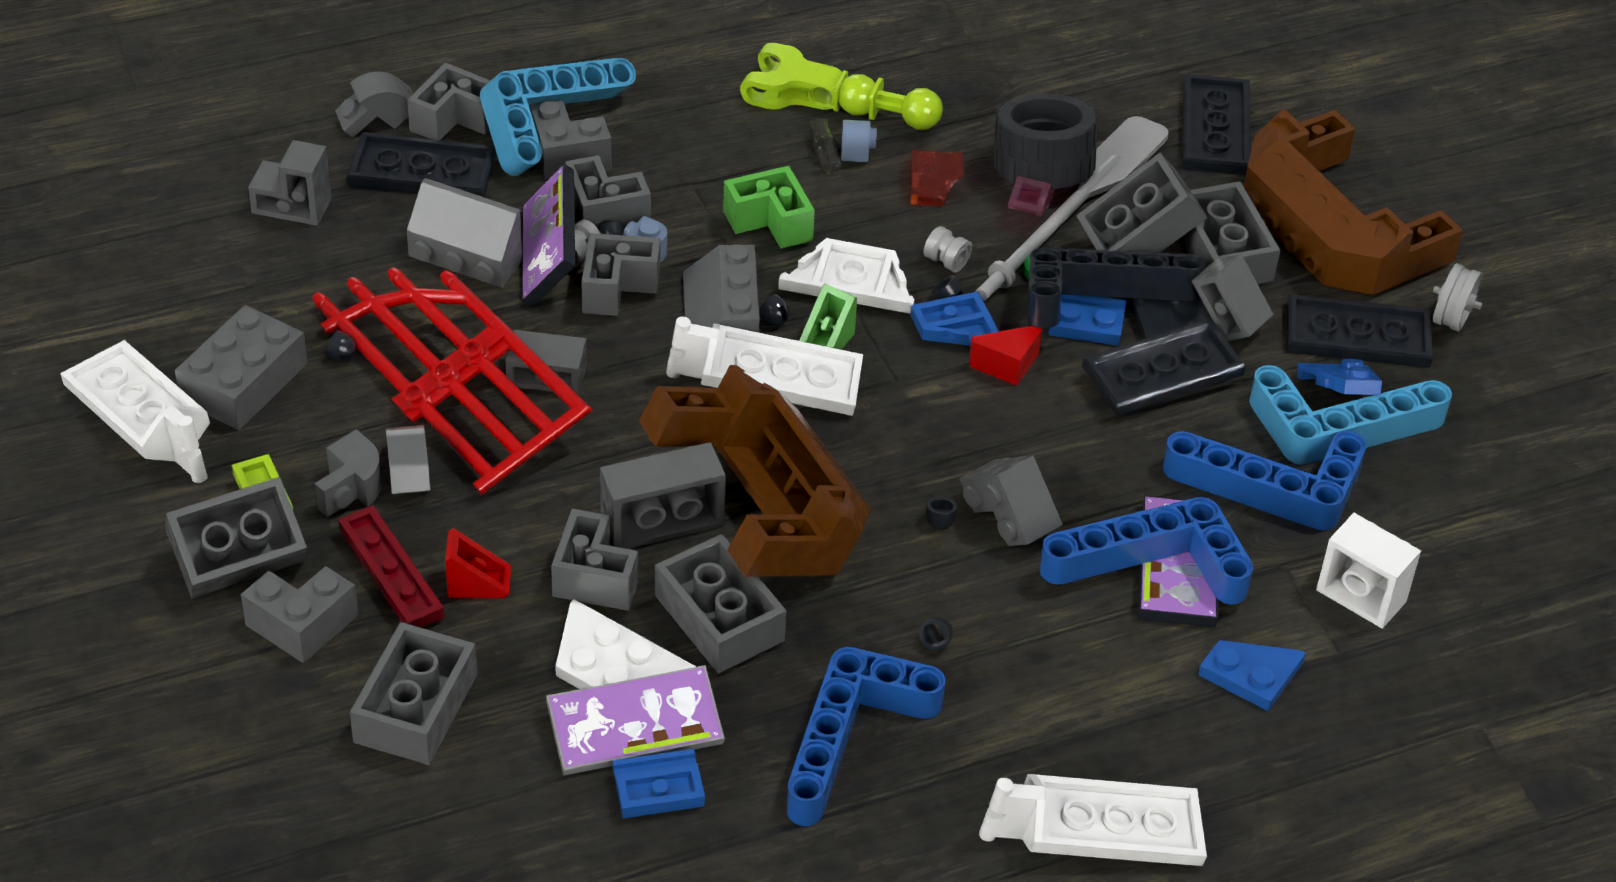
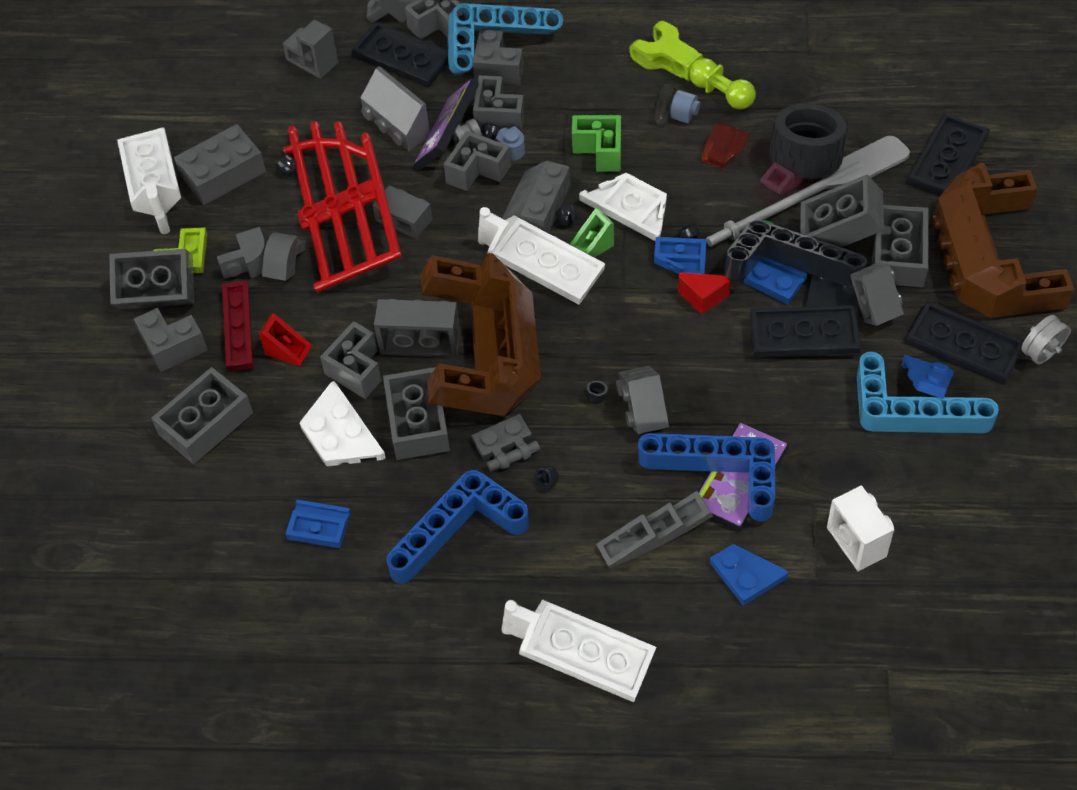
camera: 30 degrees right, 10 degrees up
(634, 719) = (326, 475): tile -> none
(847, 603) = (503, 437): none -> dark grey plate
(948, 249) = (705, 204): light grey wheel -> none
(1111, 654) = (654, 531): none -> dark grey slope
(1266, 484) = (837, 439): blue beam -> none

